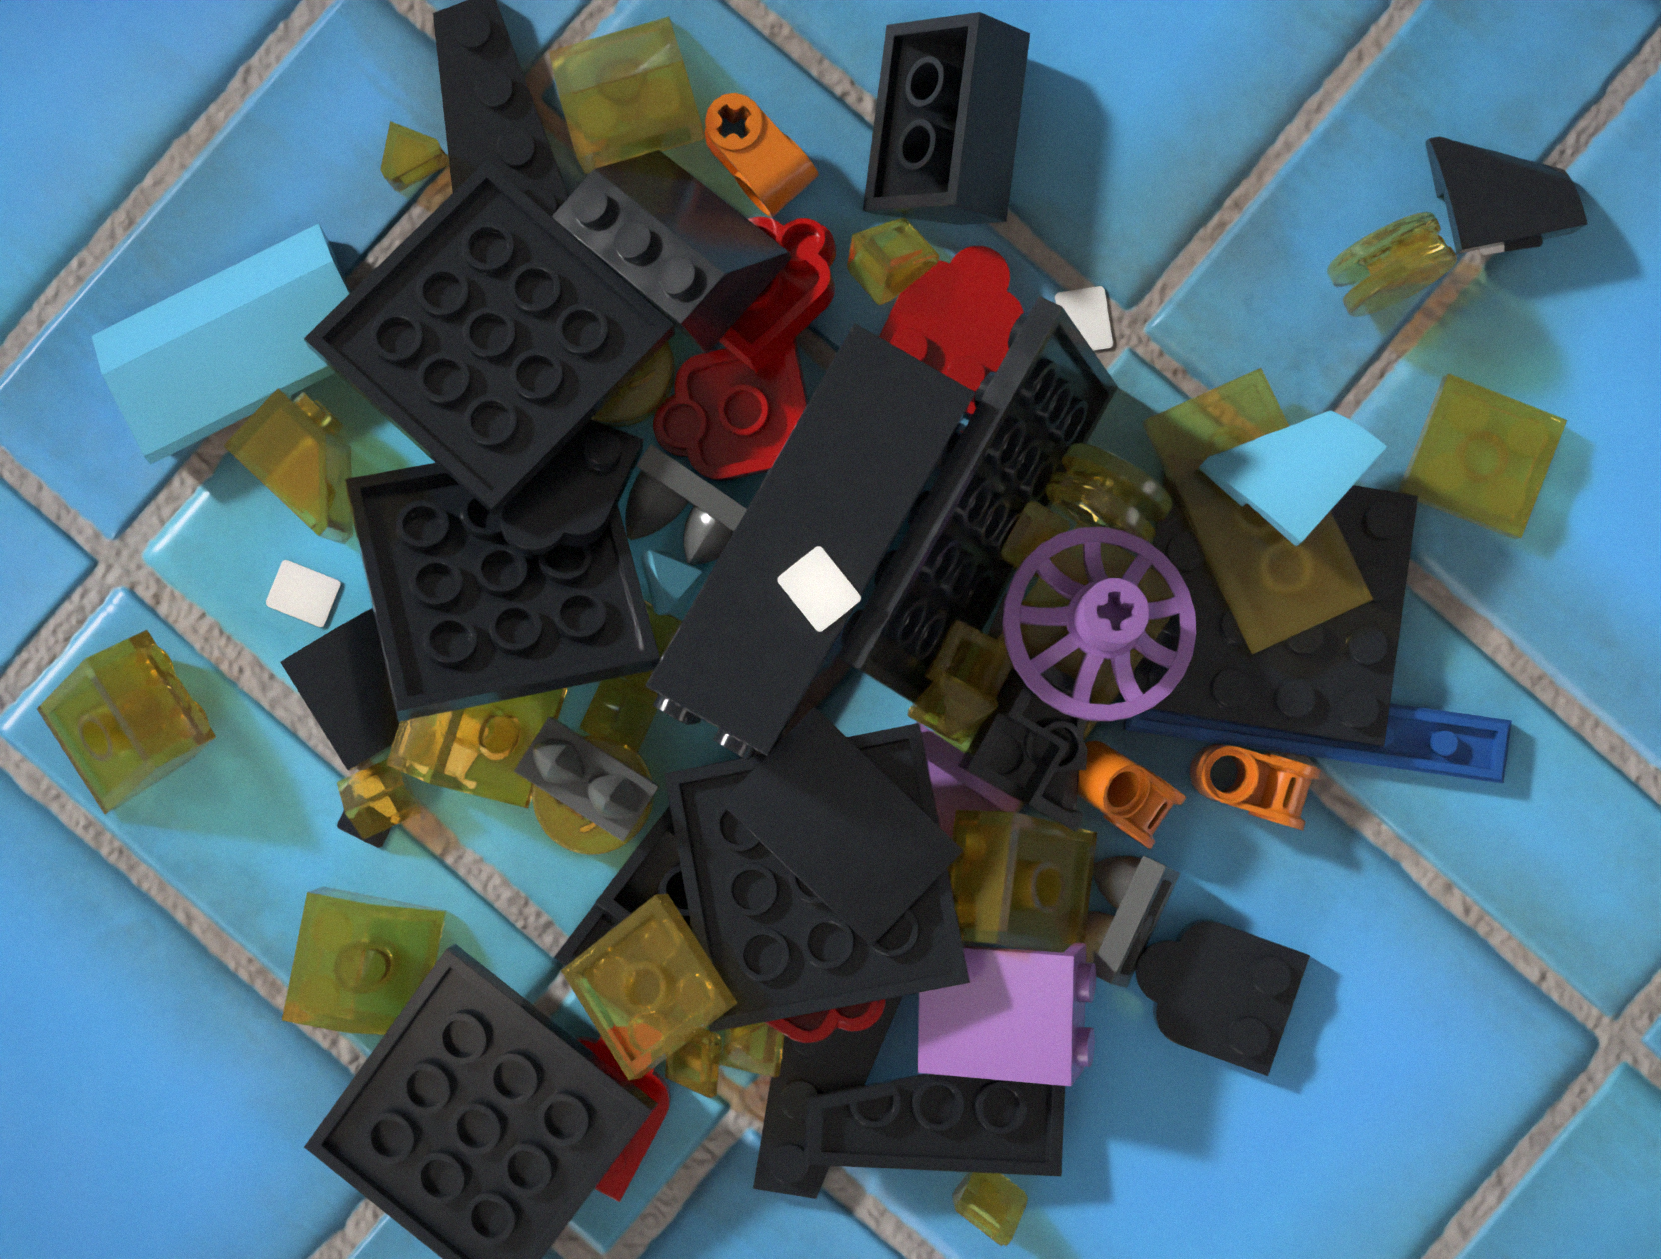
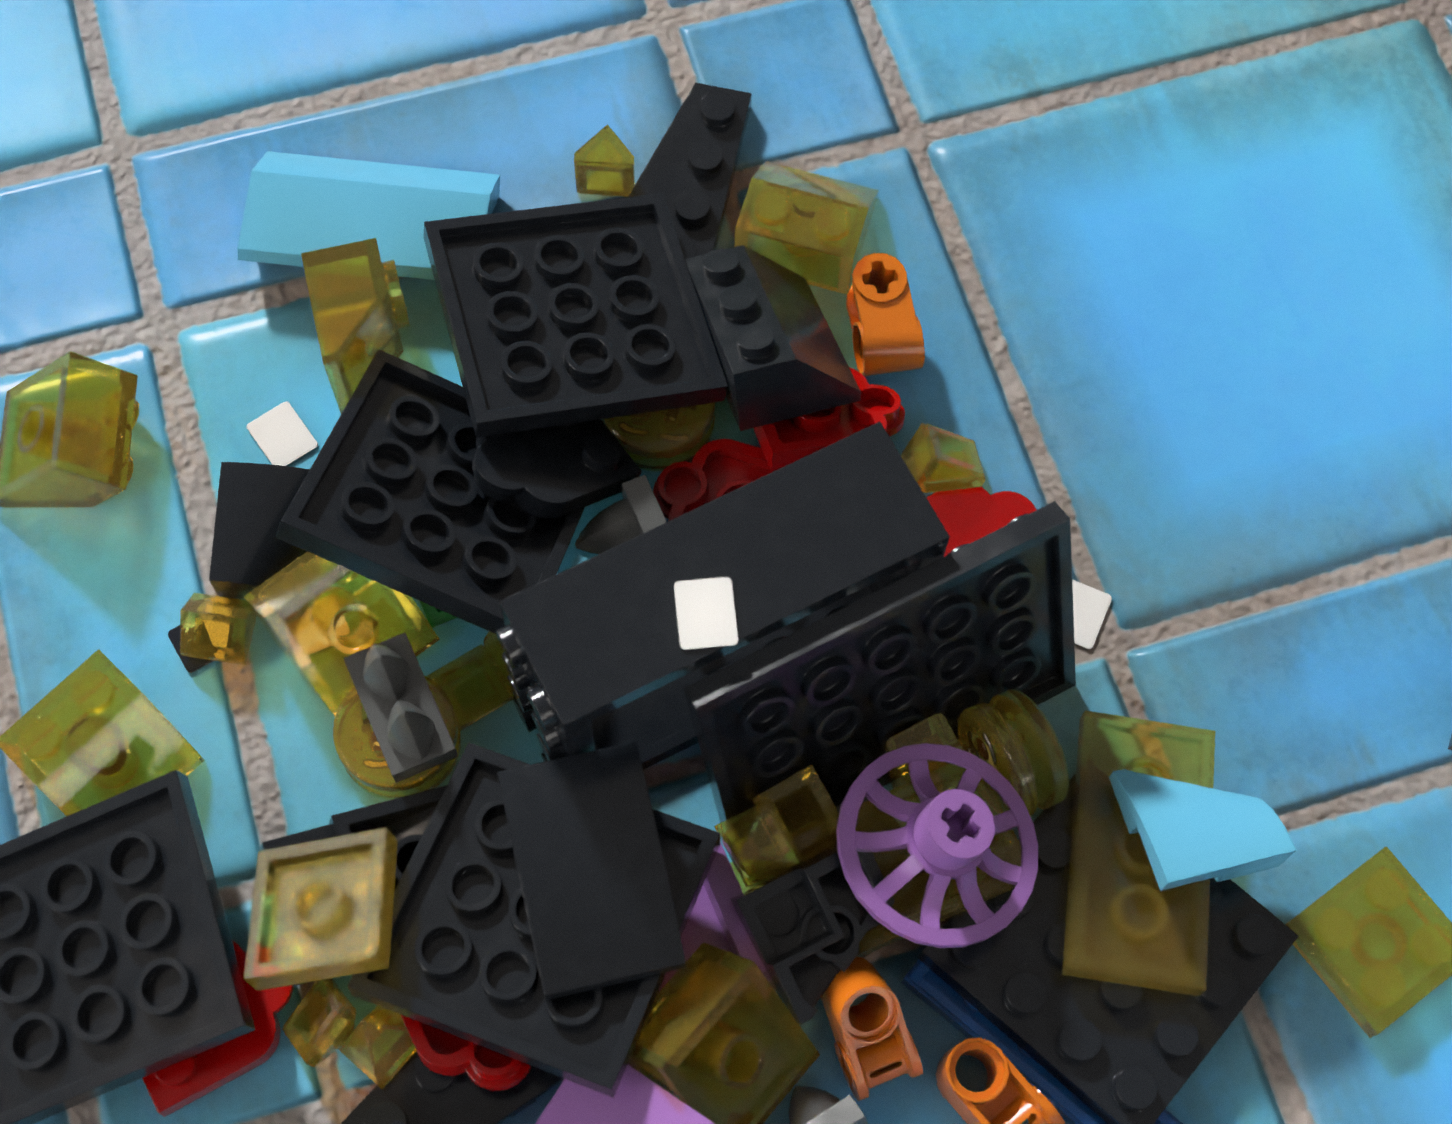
camera: 30 degrees right, 20 degrees down
(947, 120) = (1059, 386): black slope -> none
(1392, 264) = (1384, 714): clear yellow head -> none

